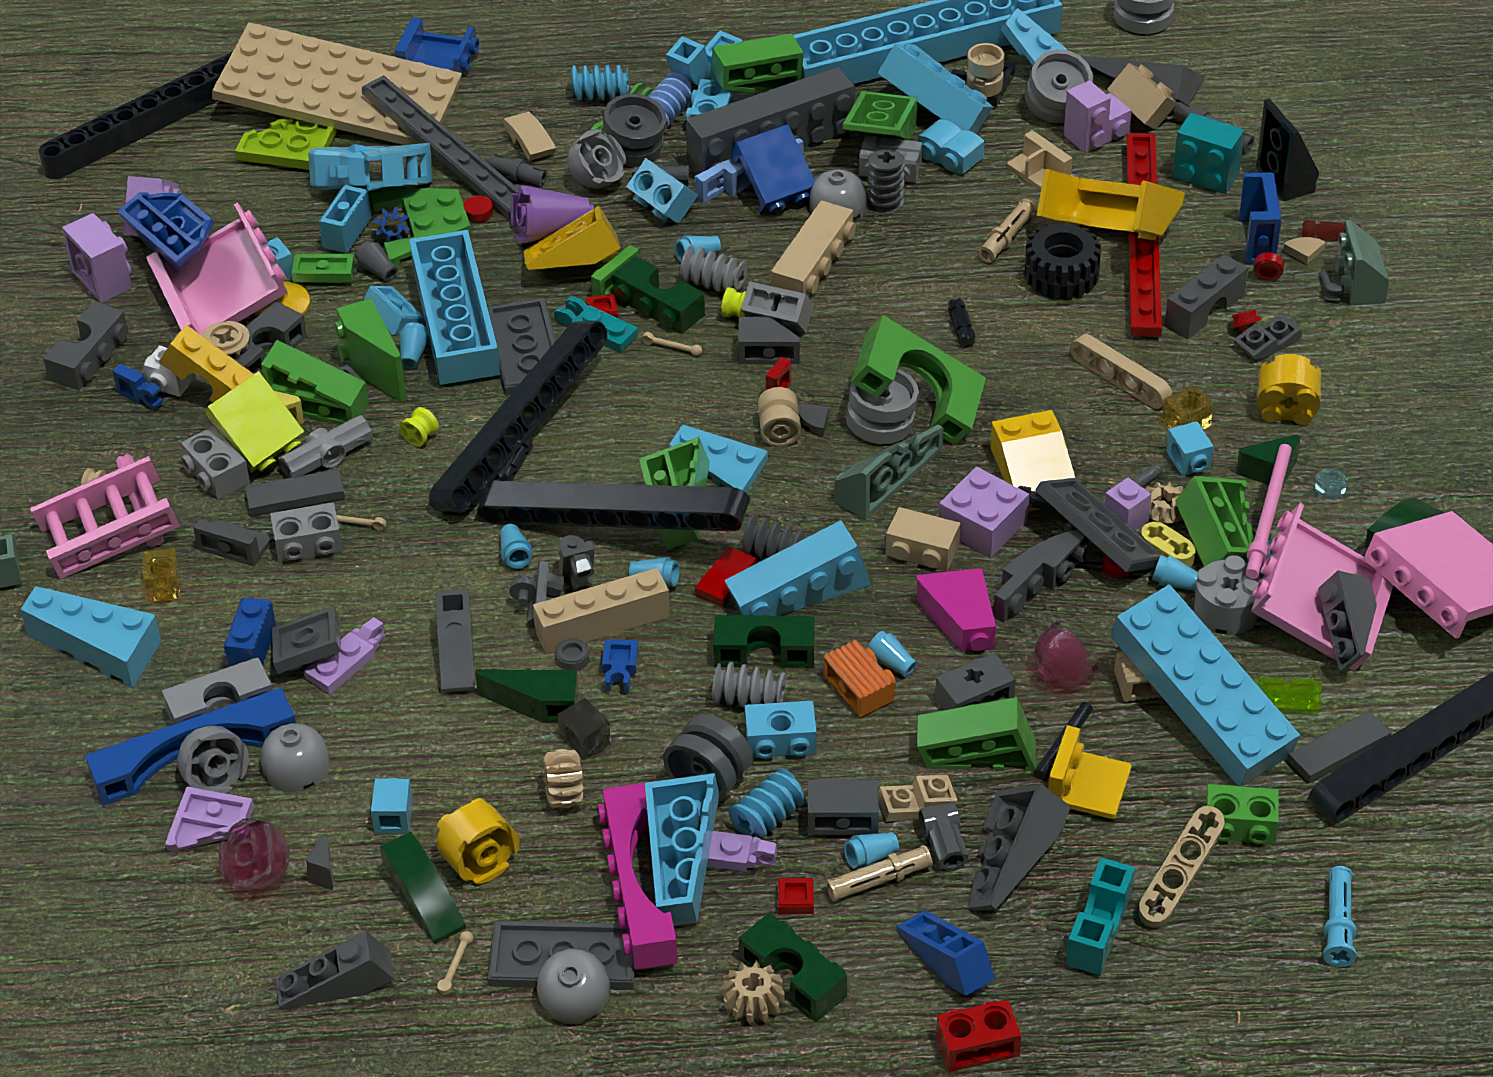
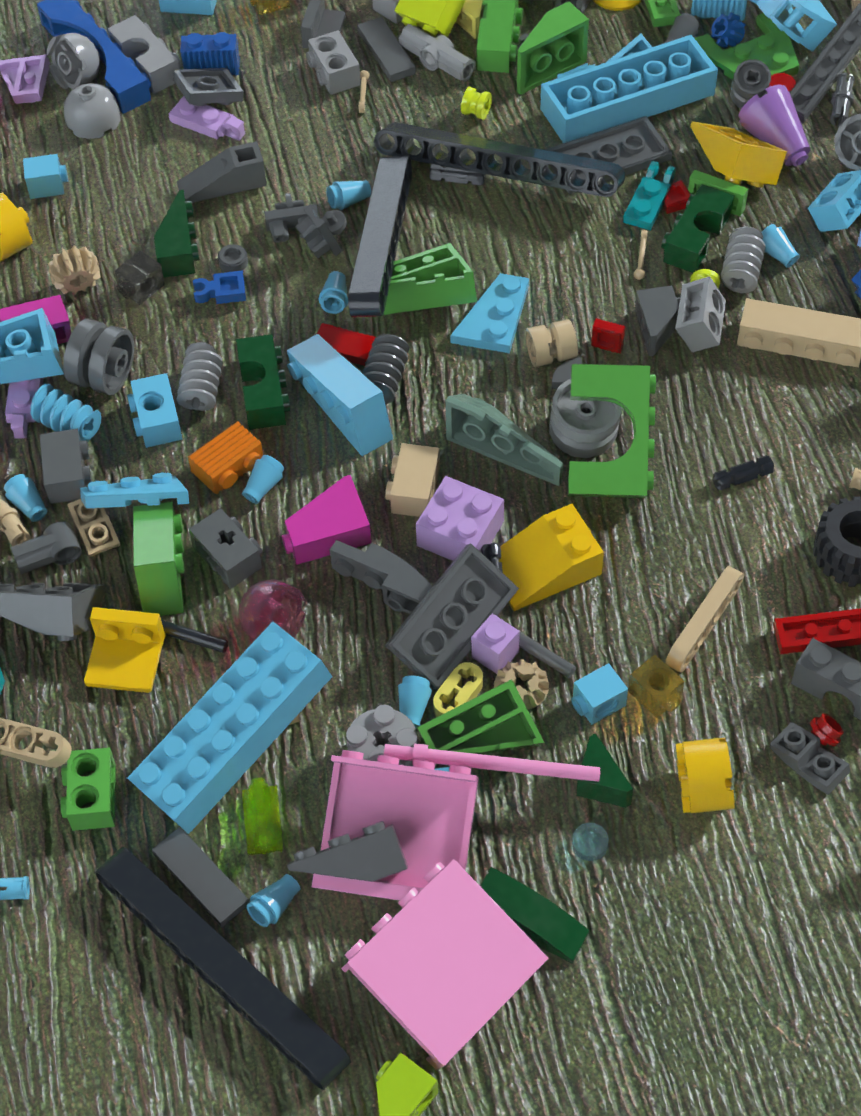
camera: 80 degrees right, 10 degrees up
(485, 218) = (749, 79): none -> dark grey wheel
(602, 609) = (276, 262): tan brick -> none
(895, 743) = (149, 491): none -> medium azure wing
(1375, 695) = (271, 902): none -> medium azure cone

